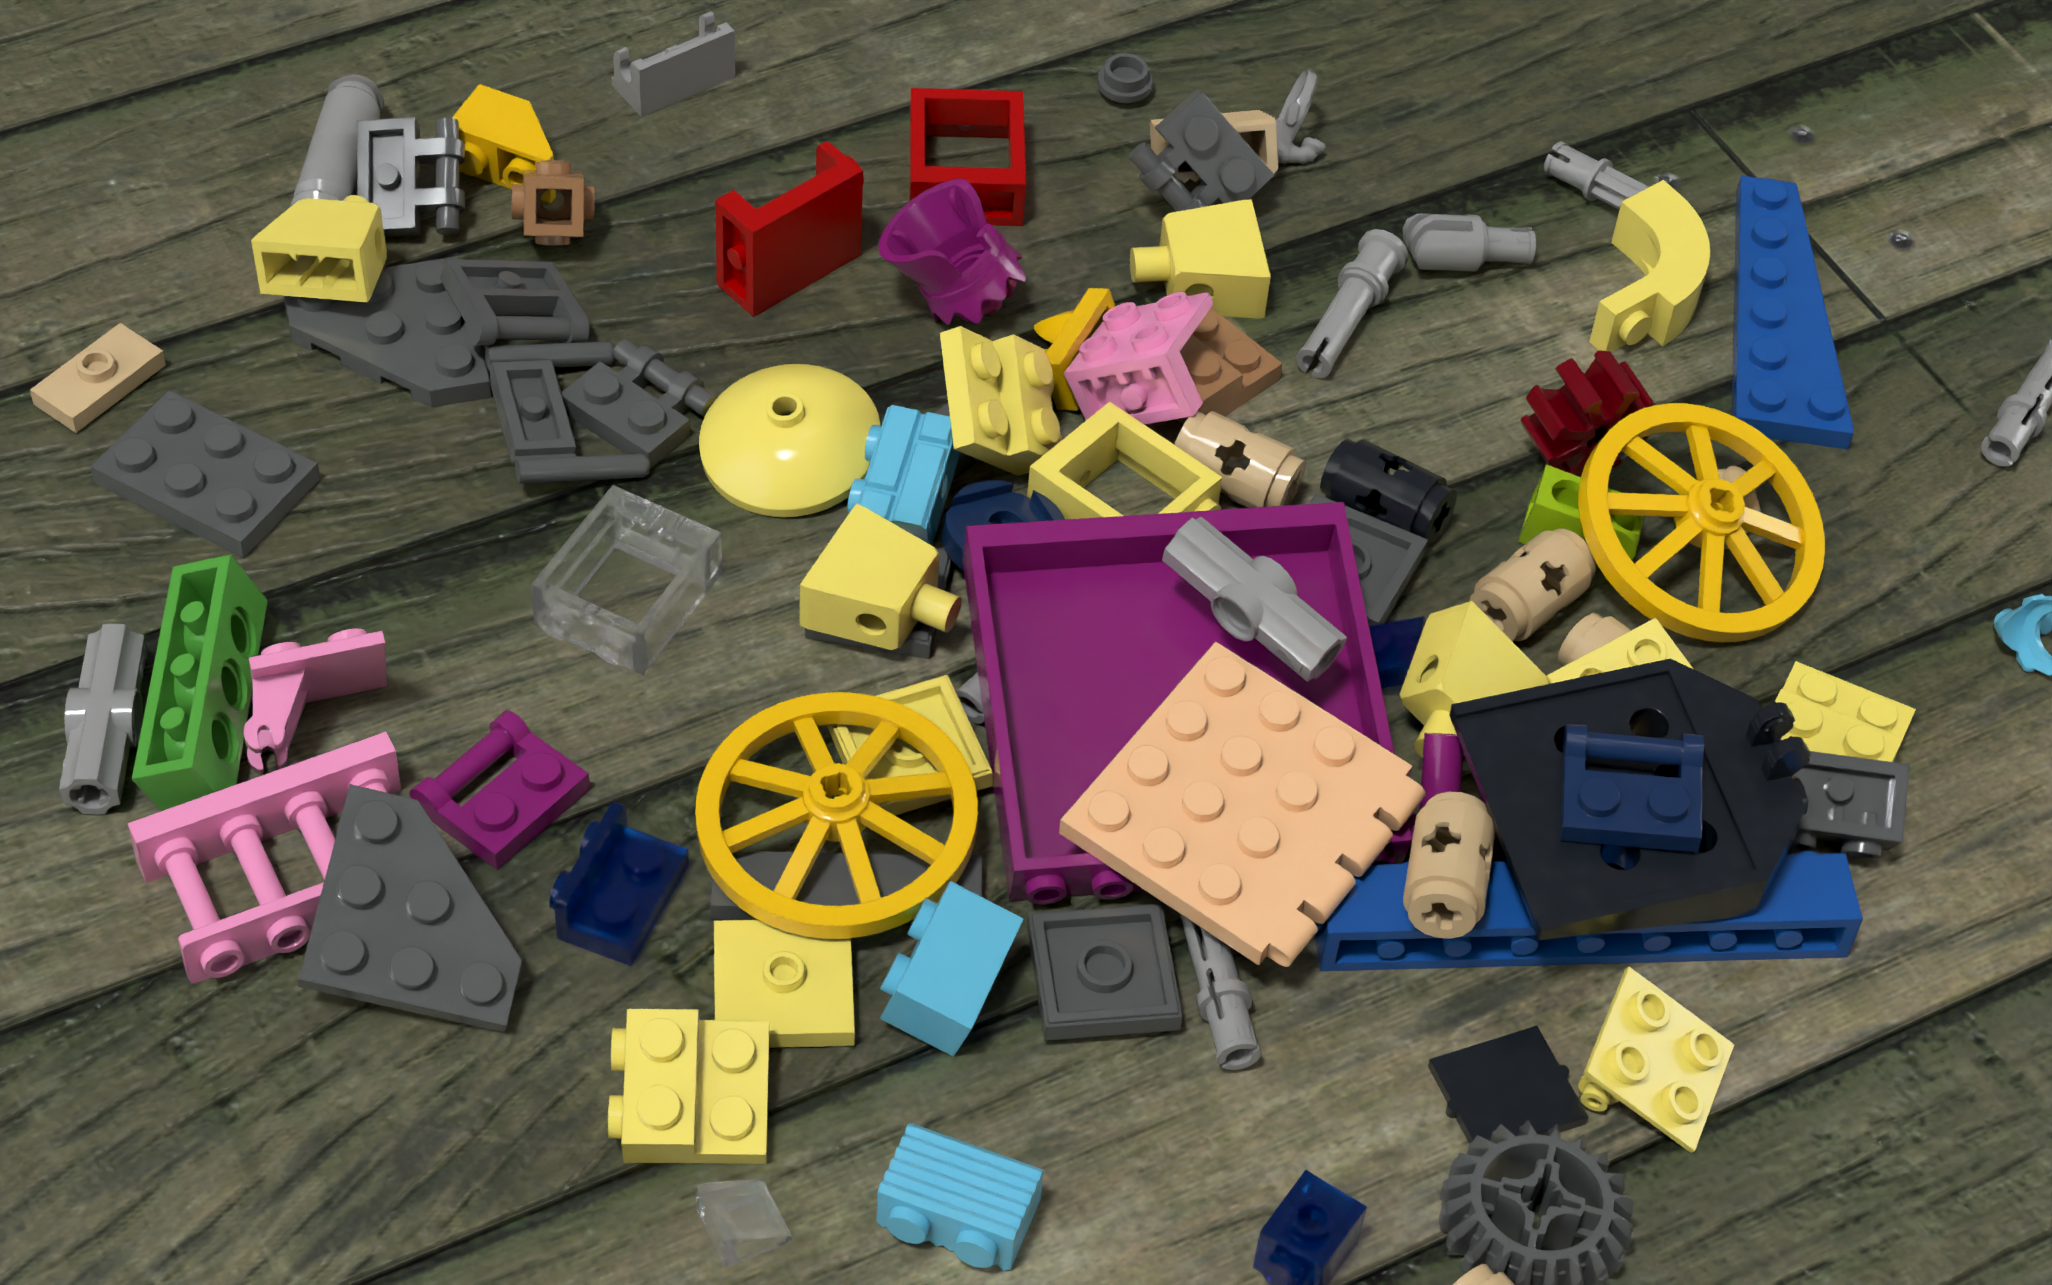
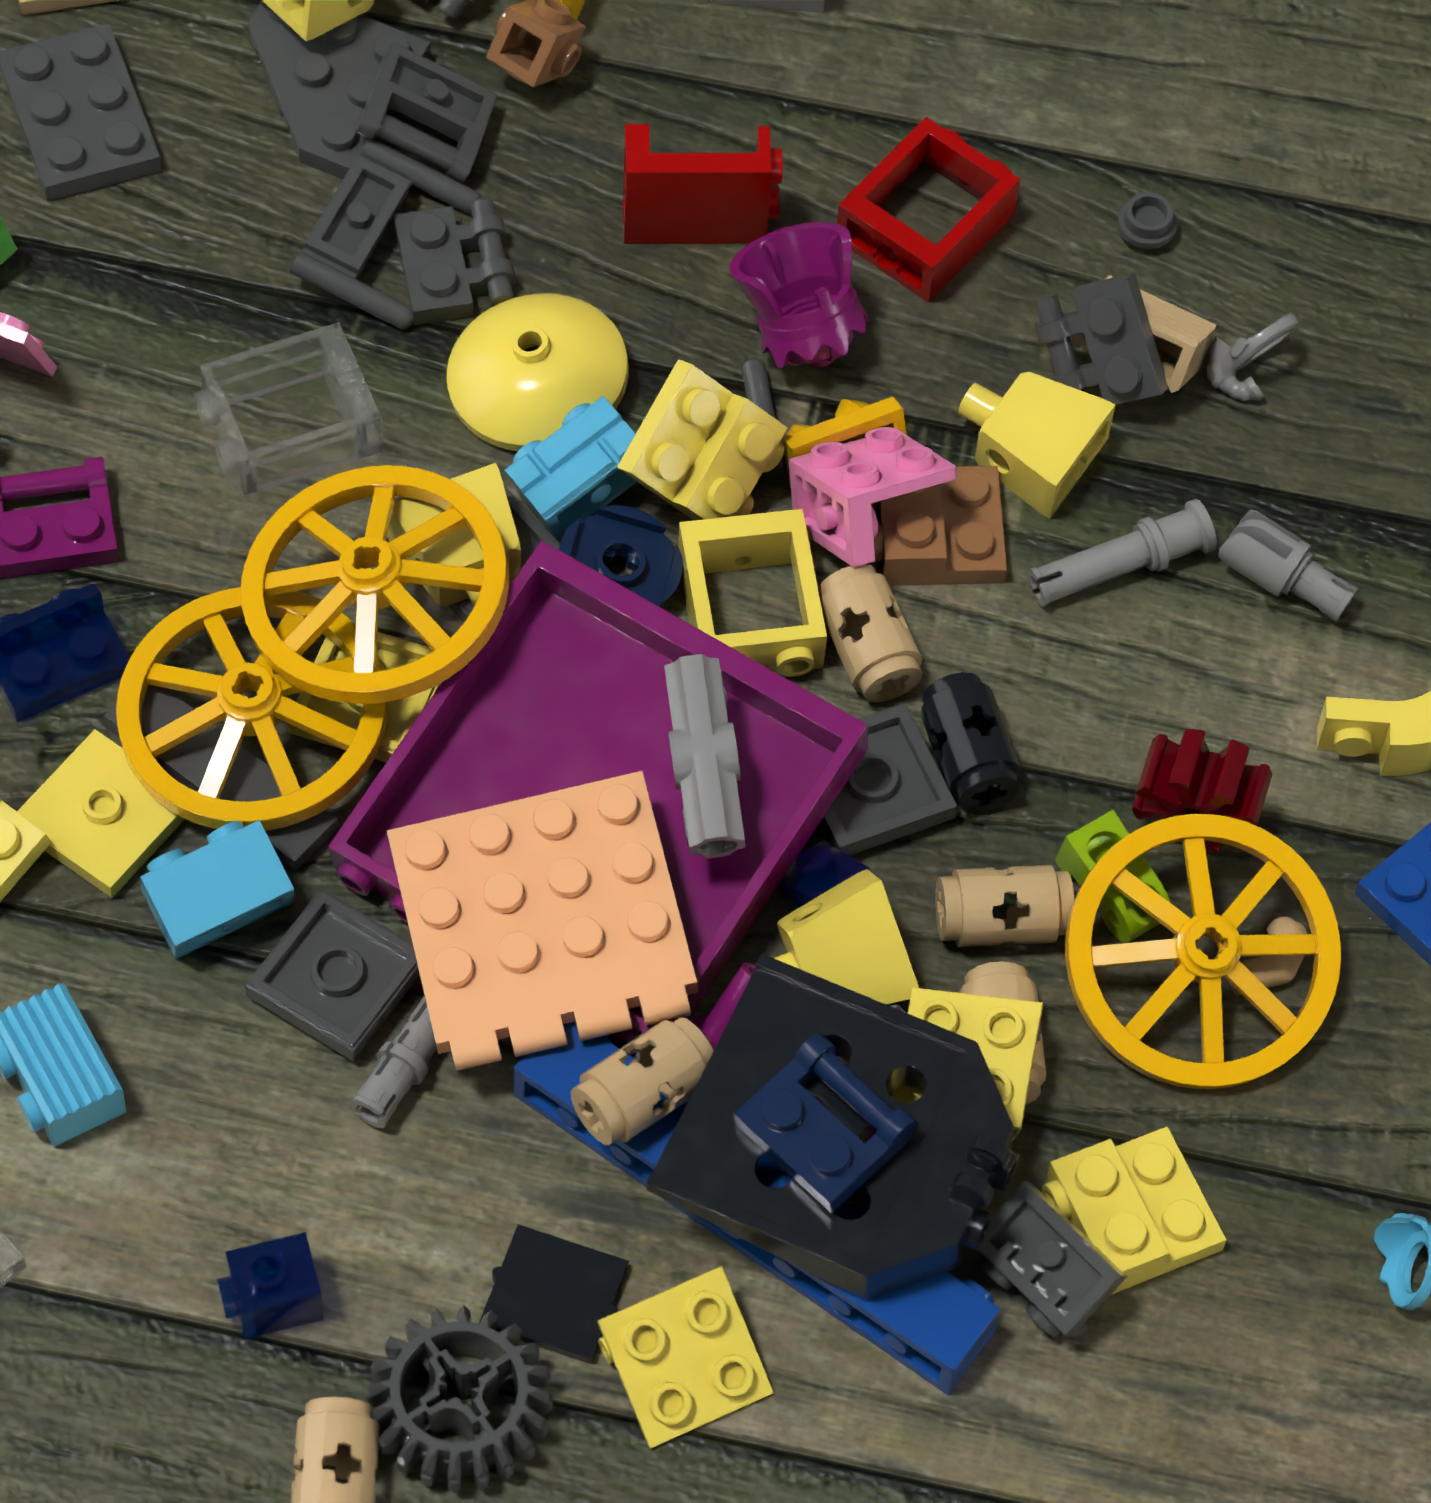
camera: 40 degrees right, 10 degrees up
(862, 647) = (374, 588): none -> yellow wheel

